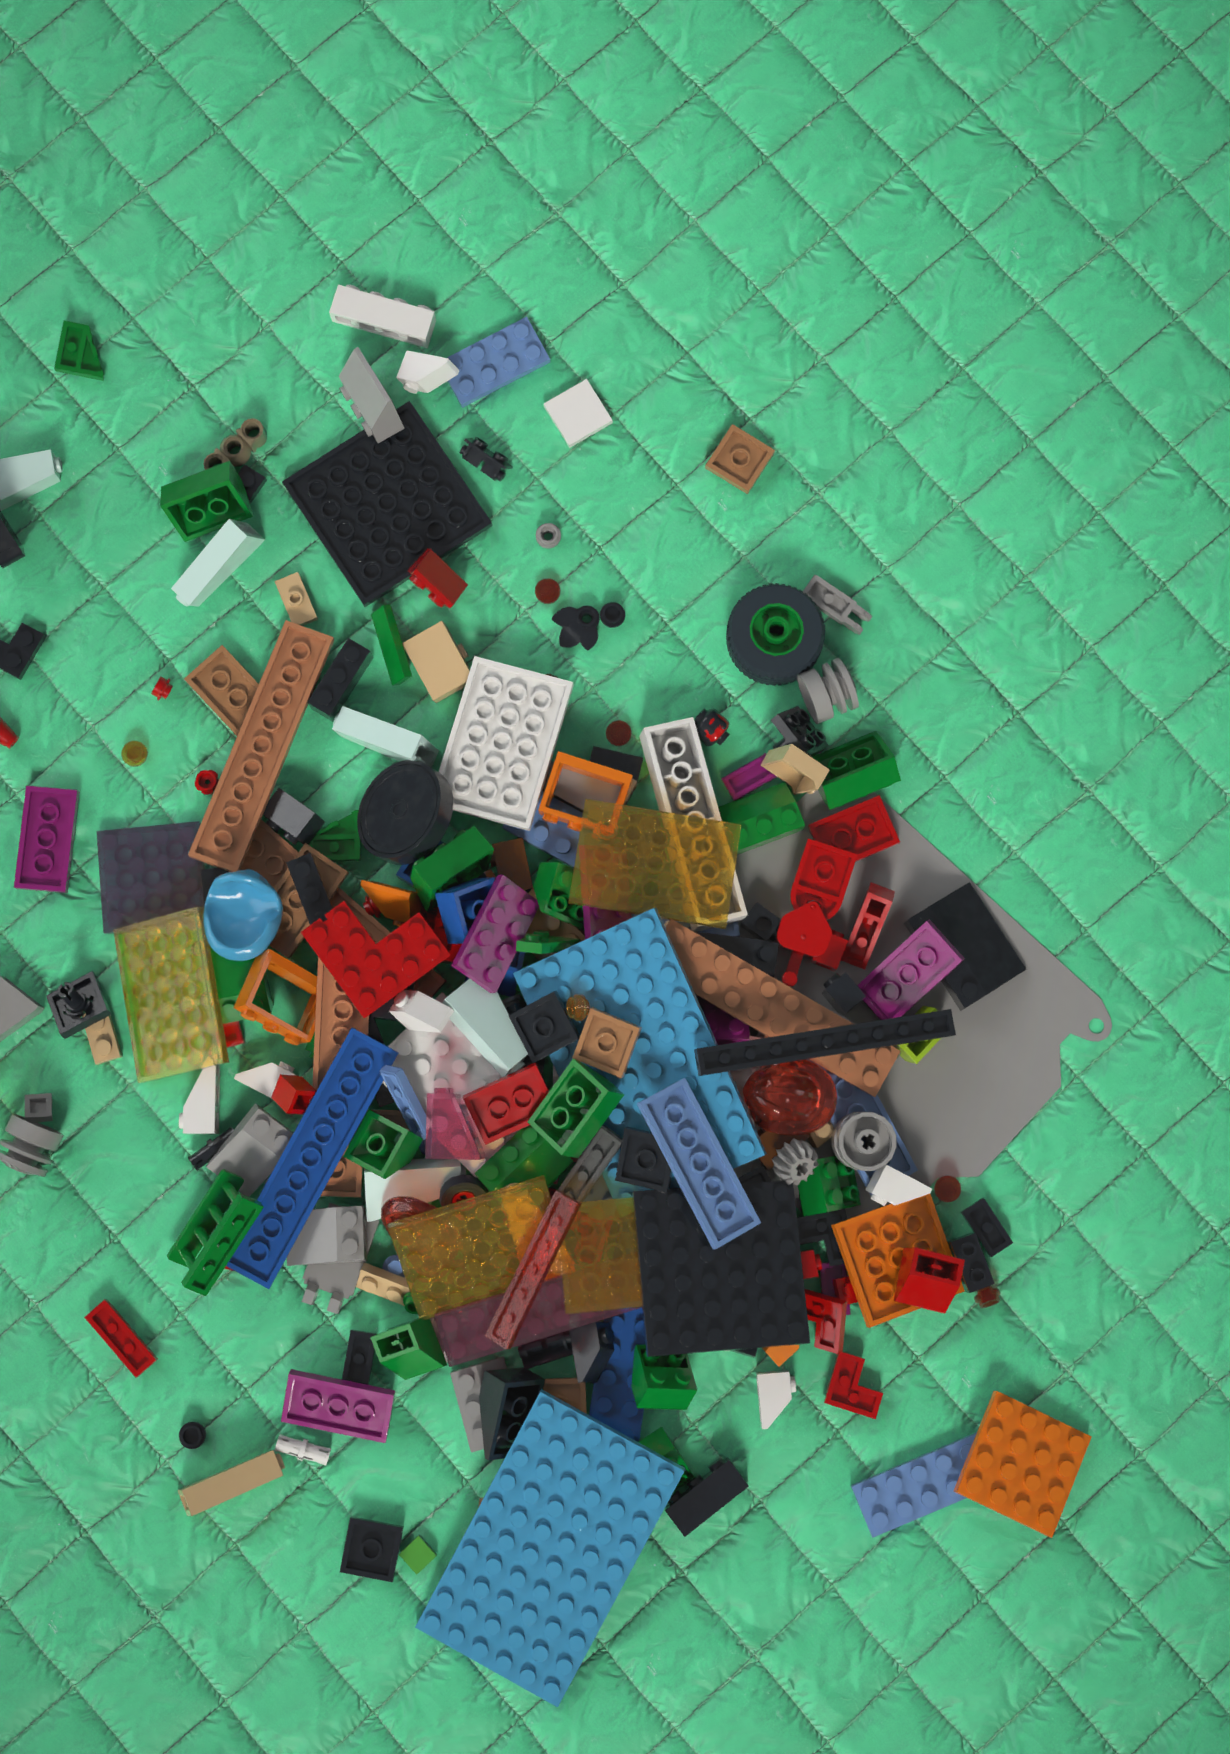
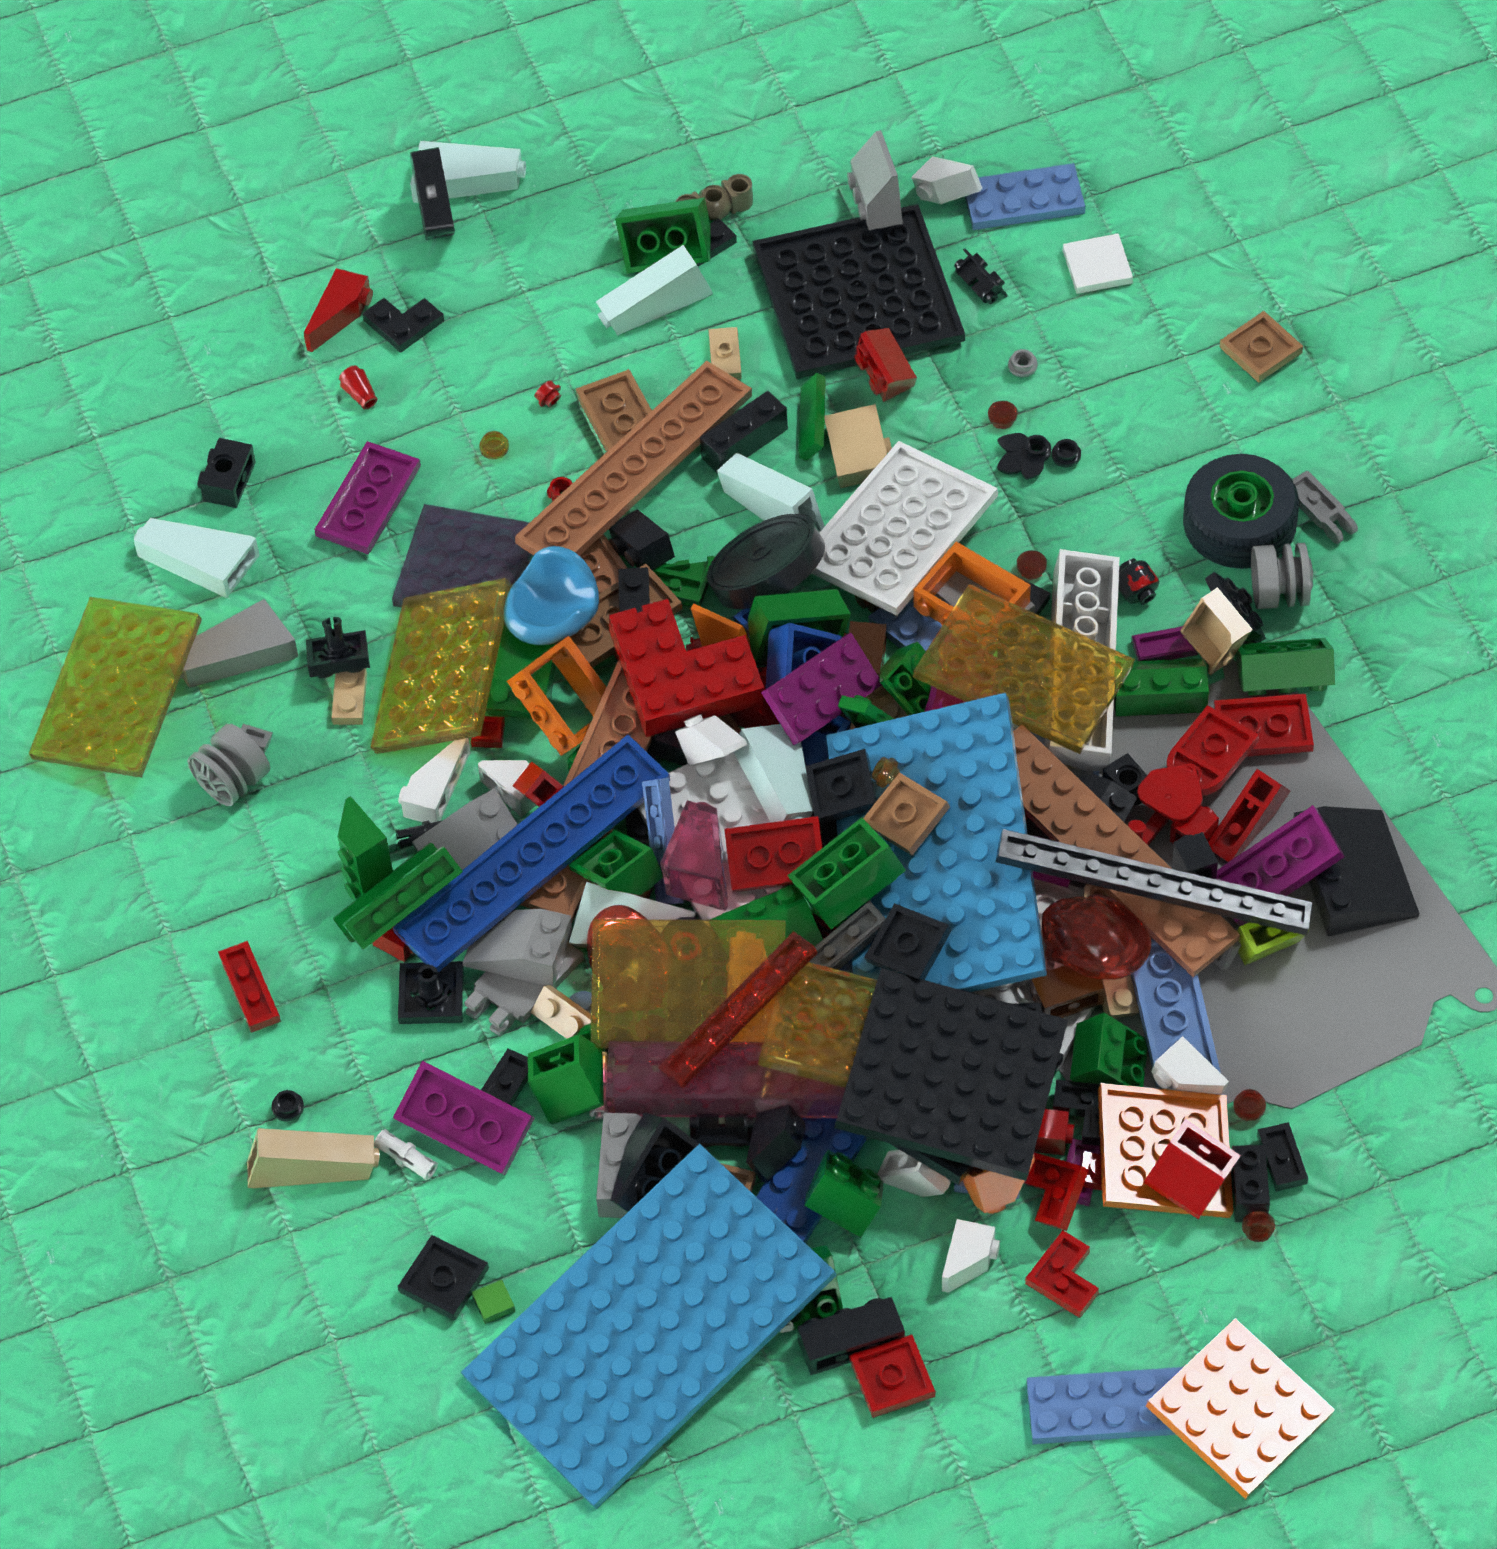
camera: 20 degrees right, 25 degrees down
(77, 352) = (583, 79): green wing -> none
(169, 1201) = (362, 850): none -> green slope
(262, 1315) = (432, 991): none -> black plate
(383, 315) = (918, 124): white brick -> none
(699, 1163) = (965, 951): medium blue plate -> none
(749, 1520) = (892, 1376): none -> red plate
(795, 1161) = (1088, 997): light grey gear -> none
(879, 1141) = (1164, 1008): light grey wheel -> none

